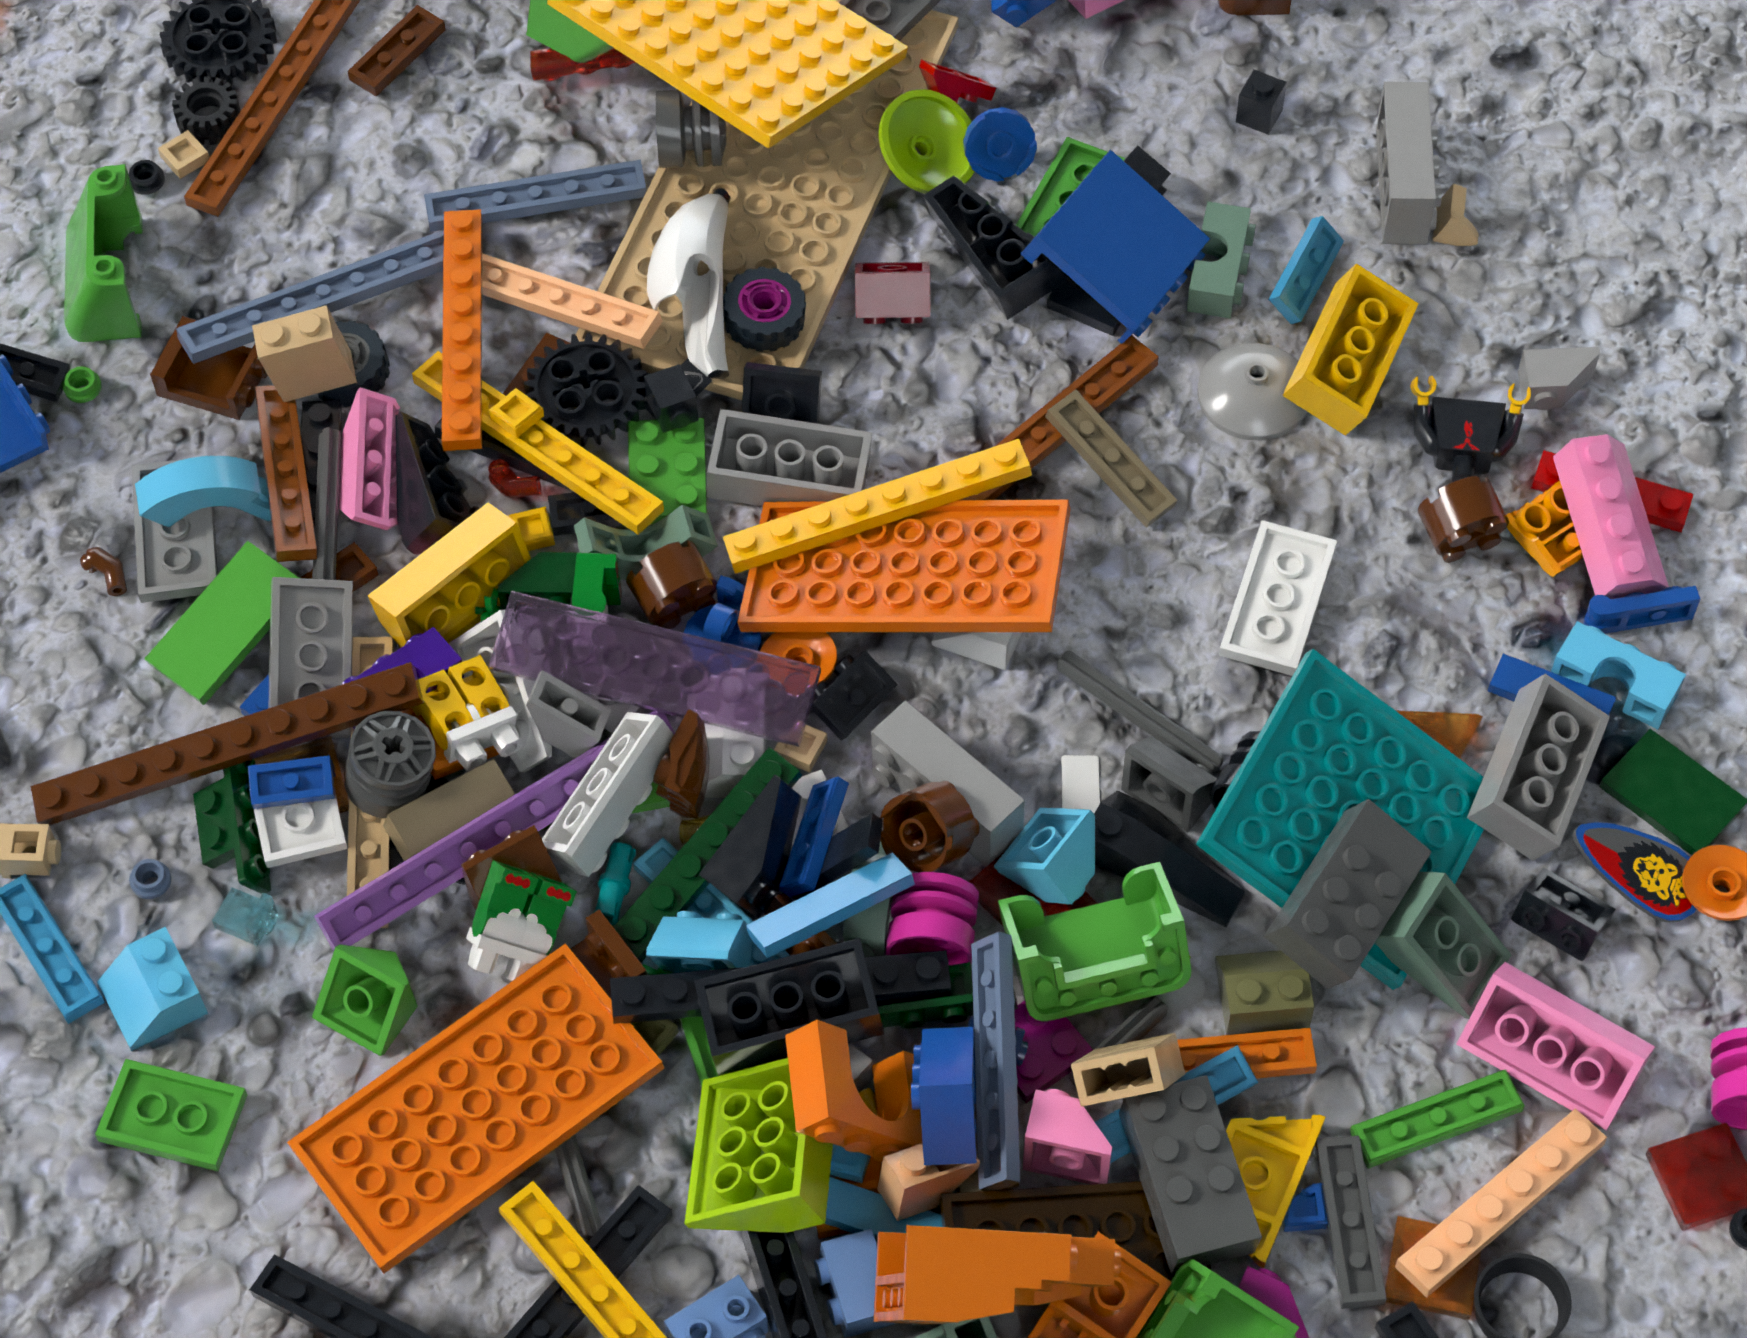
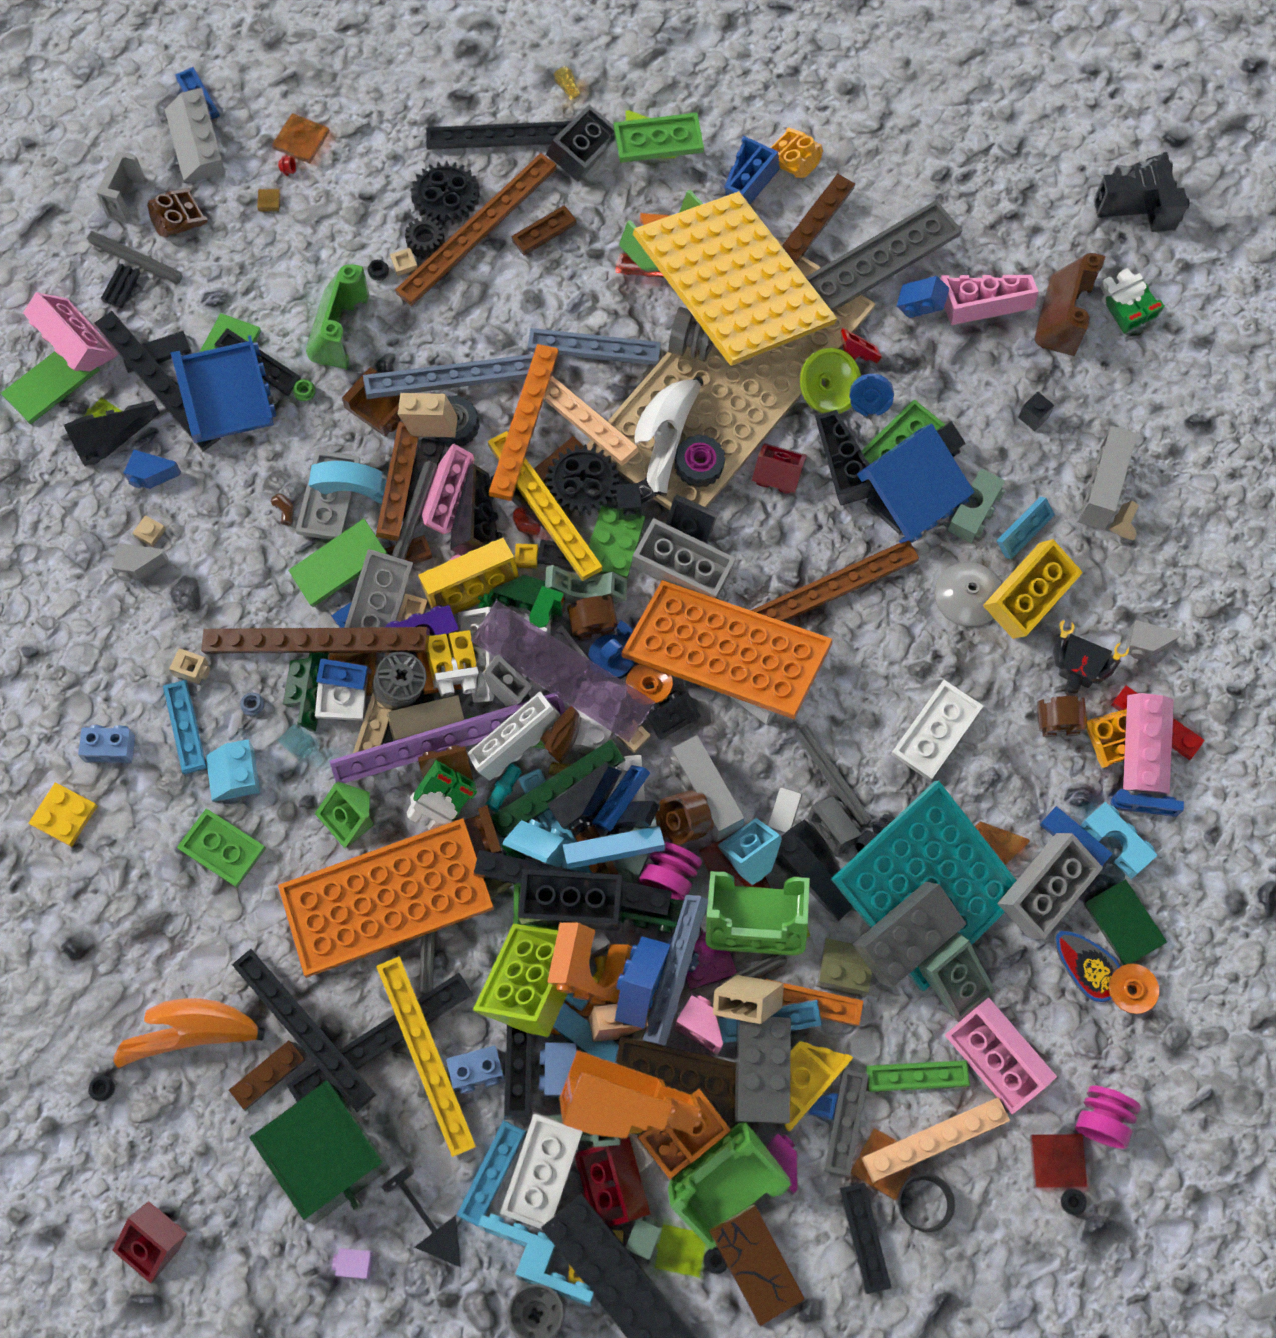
camera: 15 degrees right, 10 degrees up
(516, 413) = (537, 485): yellow tile -> none
(877, 506) = (723, 606): yellow plate -> none
(1111, 458) = (869, 614): dark tan plate -> none
(1562, 914) = (1033, 976): black bracket -> none

